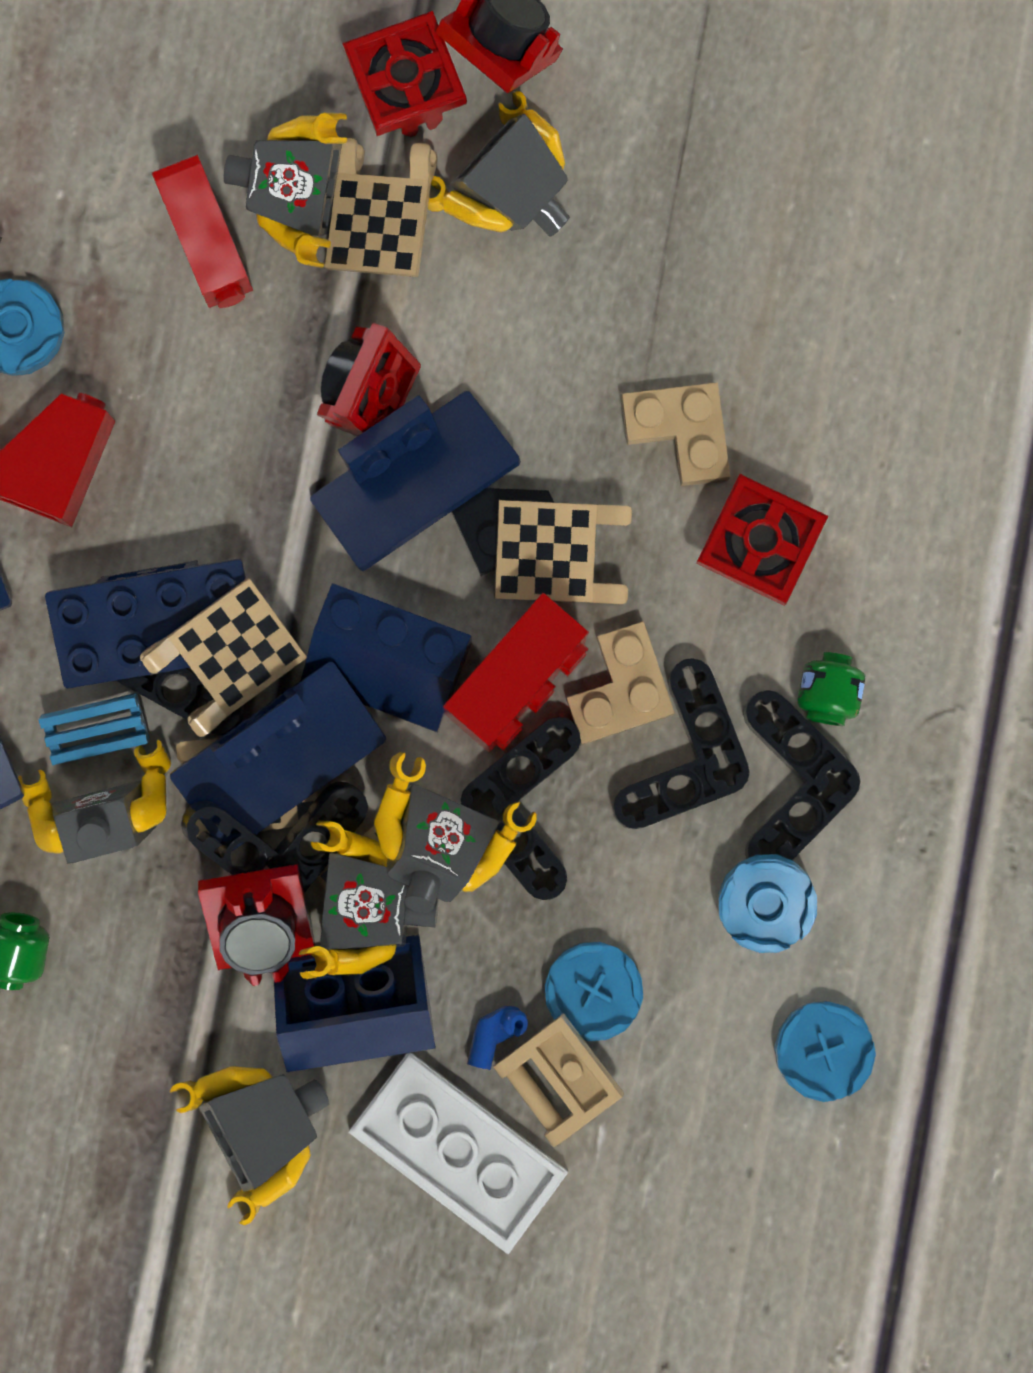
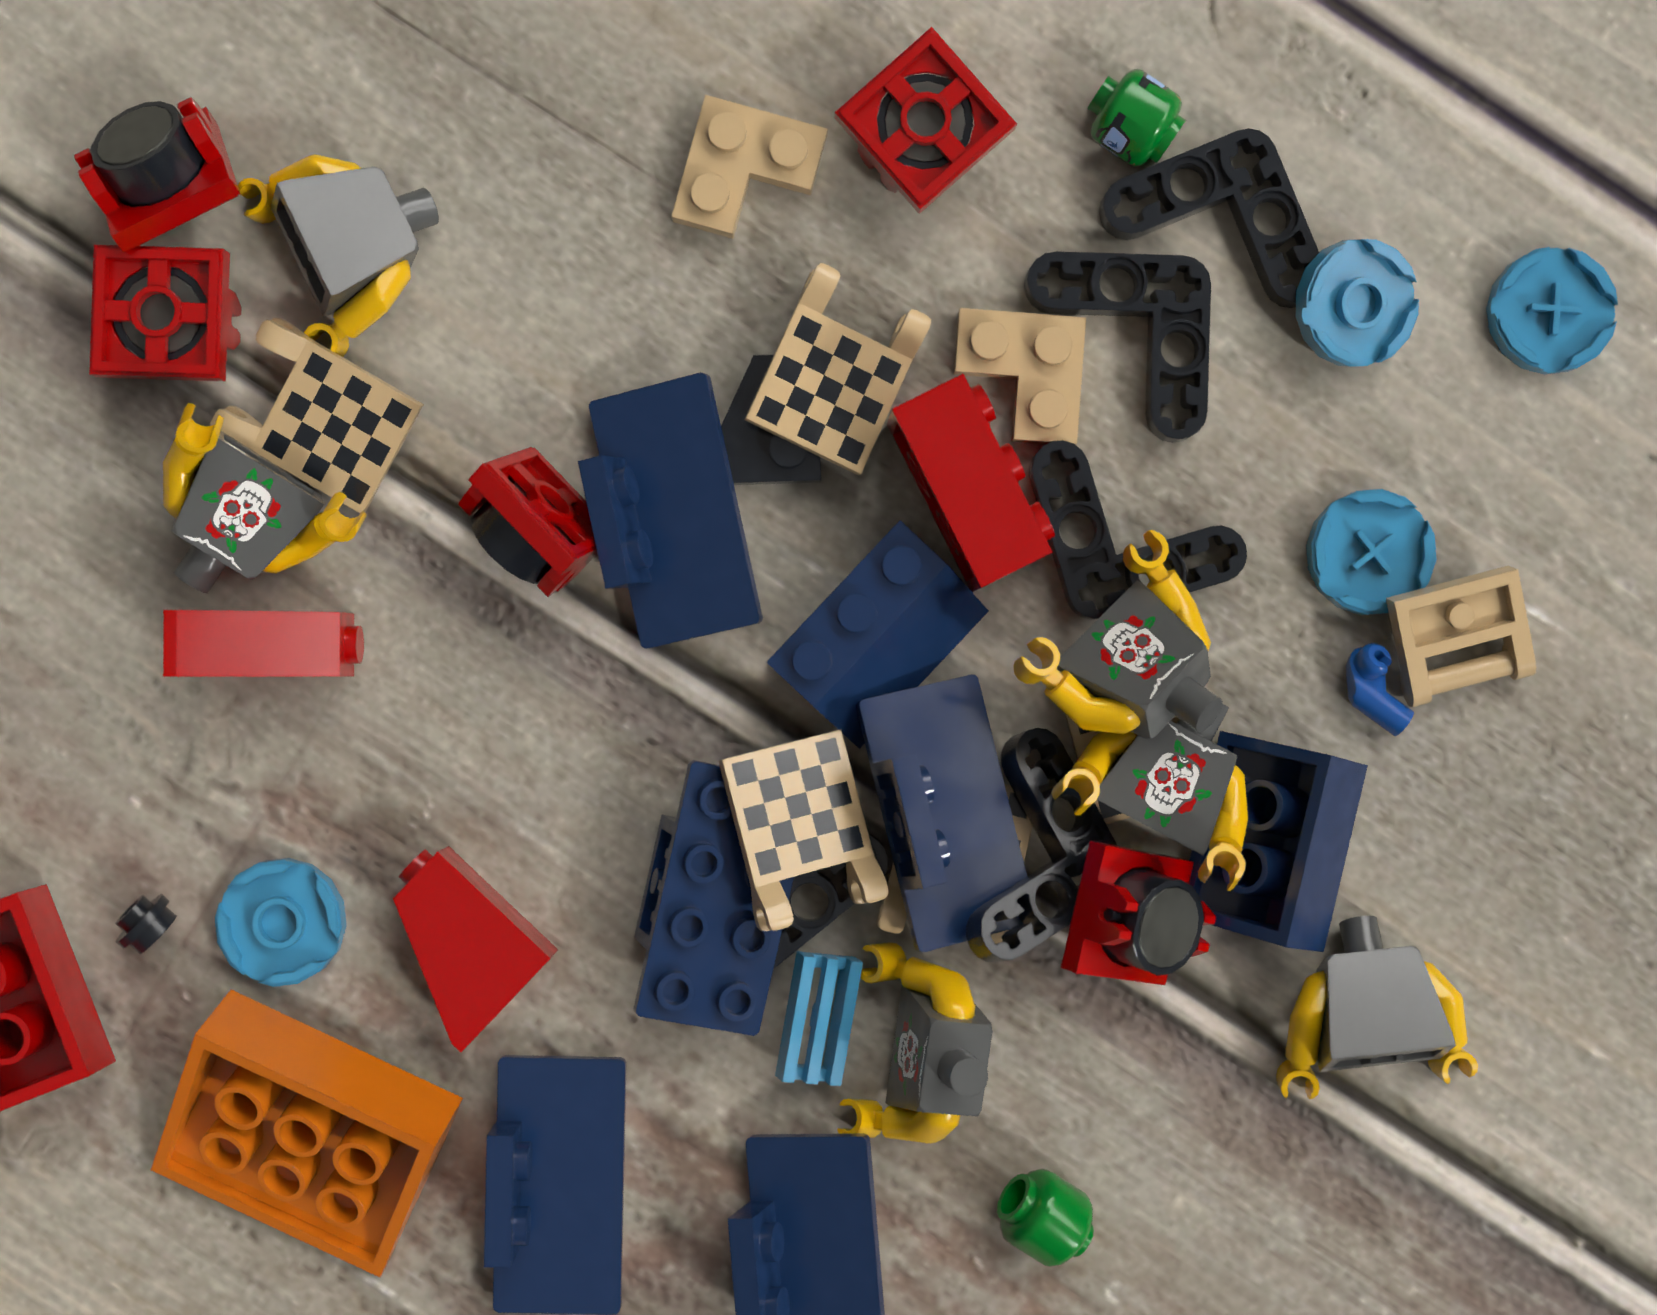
camera: 65 degrees left, 5 degrees up
(458, 1152) = (1491, 788): white tile -> none

